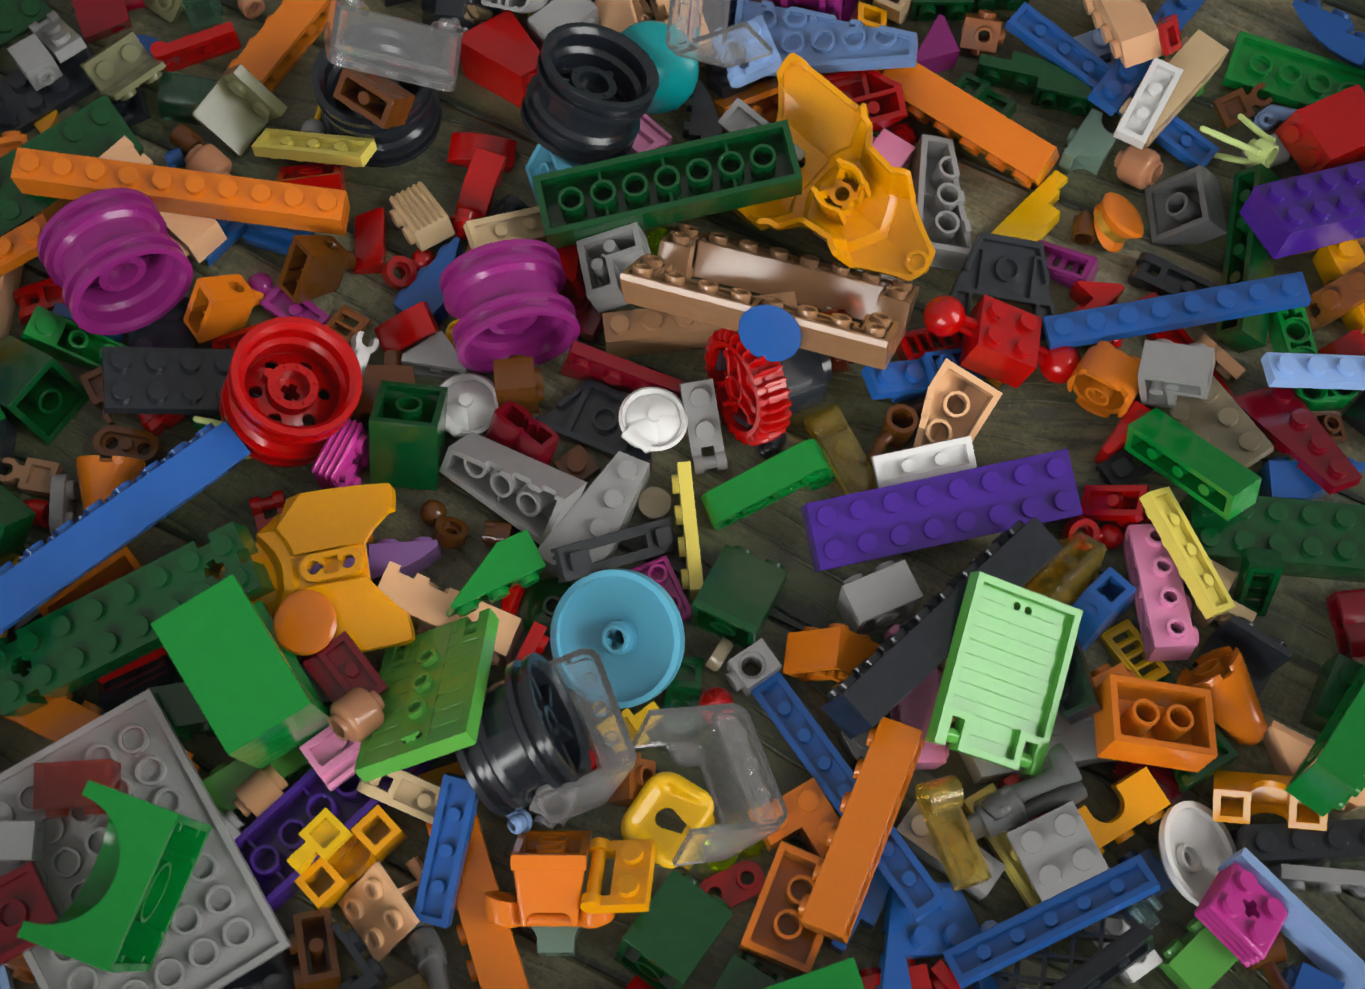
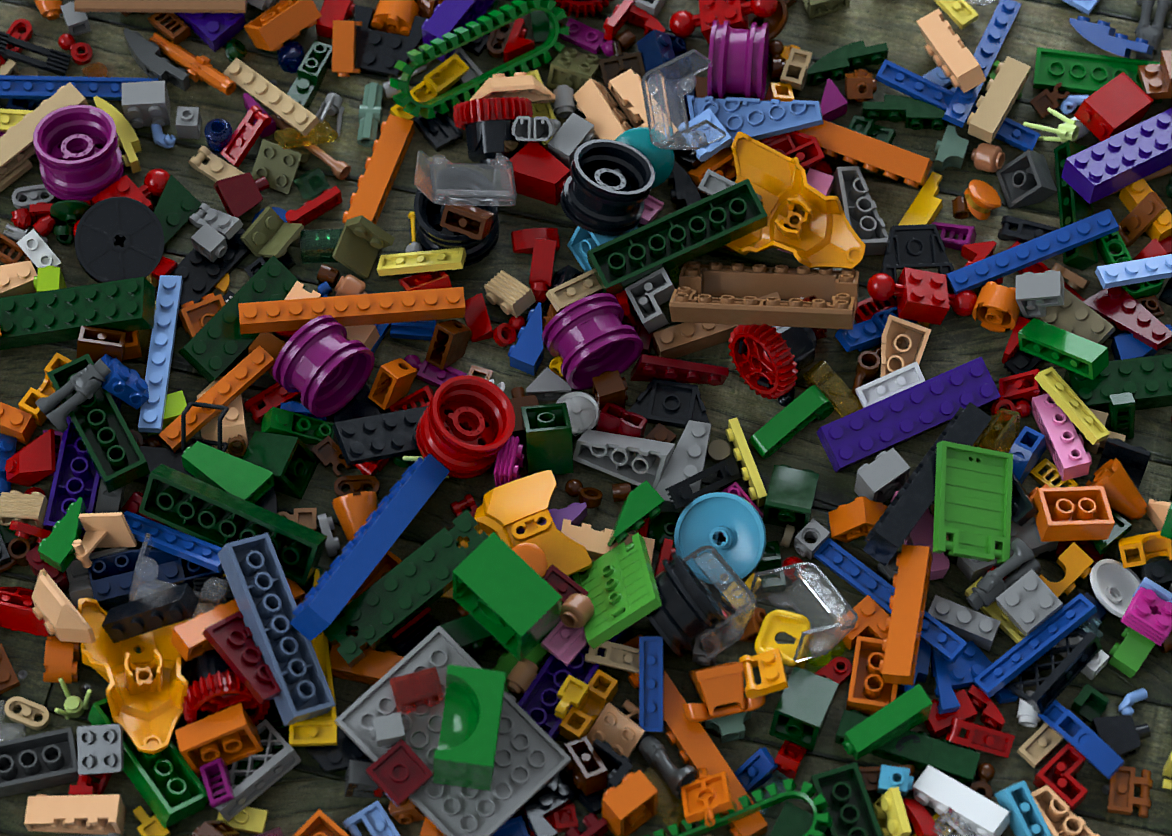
camera: 10 degrees left, 5 degrees down
(407, 328) = (523, 371): red slope -> none
(519, 821) = (687, 662): light blue arm -> none
(652, 419) = (705, 395): white piece -> none
(703, 424) = (738, 392): light grey plate -> none
(769, 332) = (774, 320): blue sticker -> none
(952, 836) = (952, 593): clear yellow plate -> none
(1148, 103) = (984, 115): white plate -> none
(1169, 34) = (988, 64): red slope -> none

